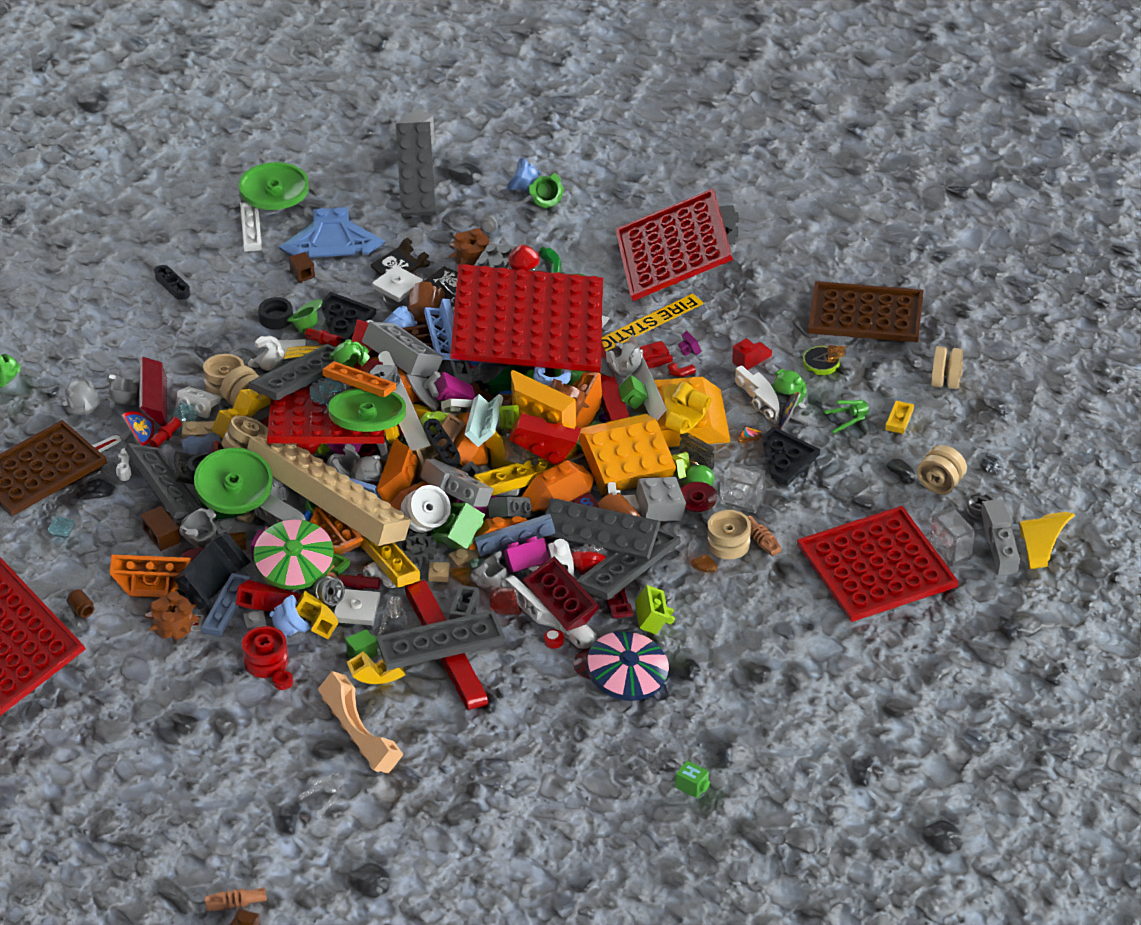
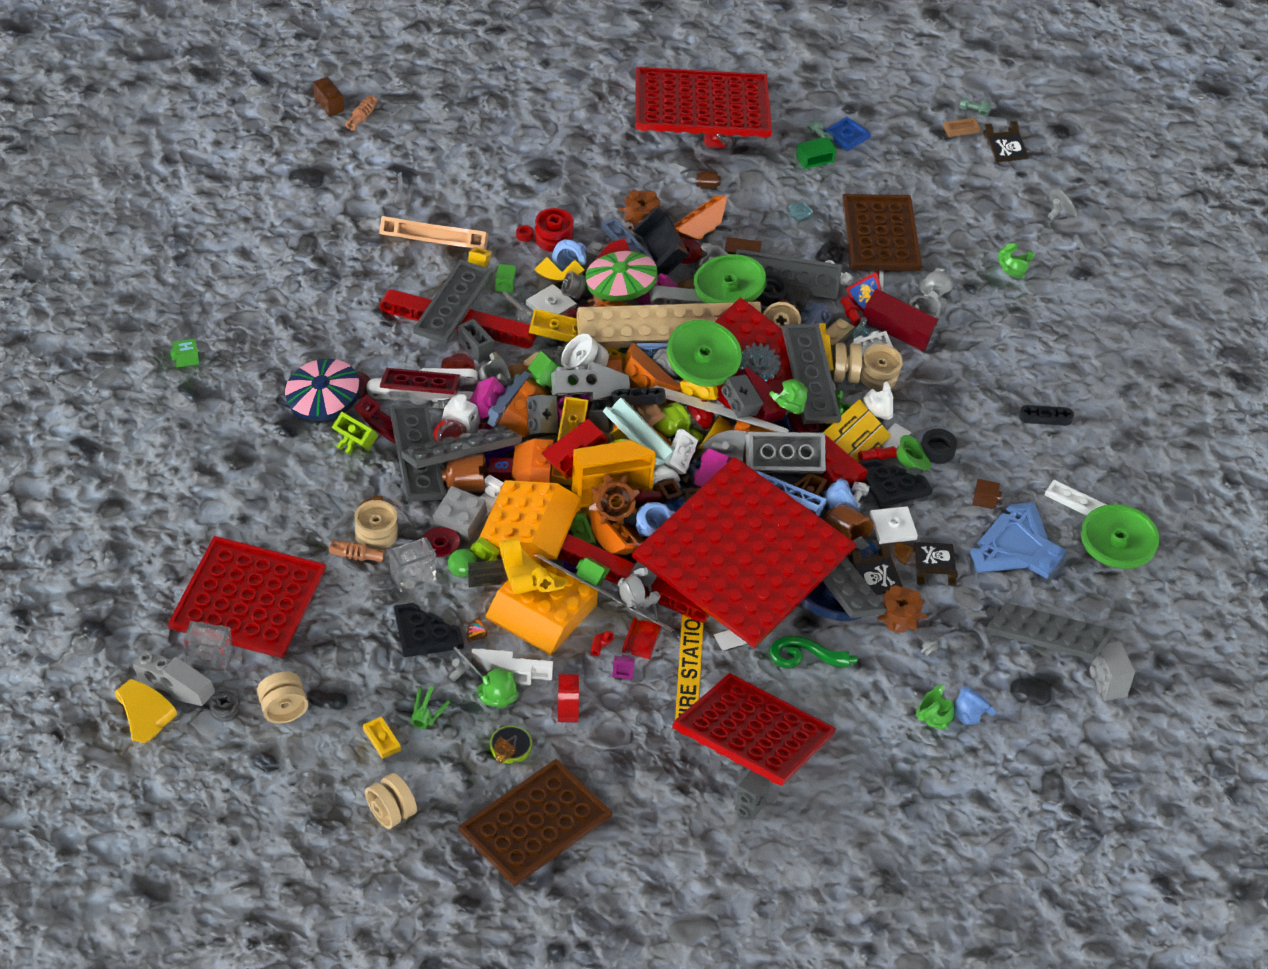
camera: 125 degrees right, 5 degrees up
(359, 379) = (743, 365): orange plate -> none
(523, 258) = (826, 599): red hair -> none

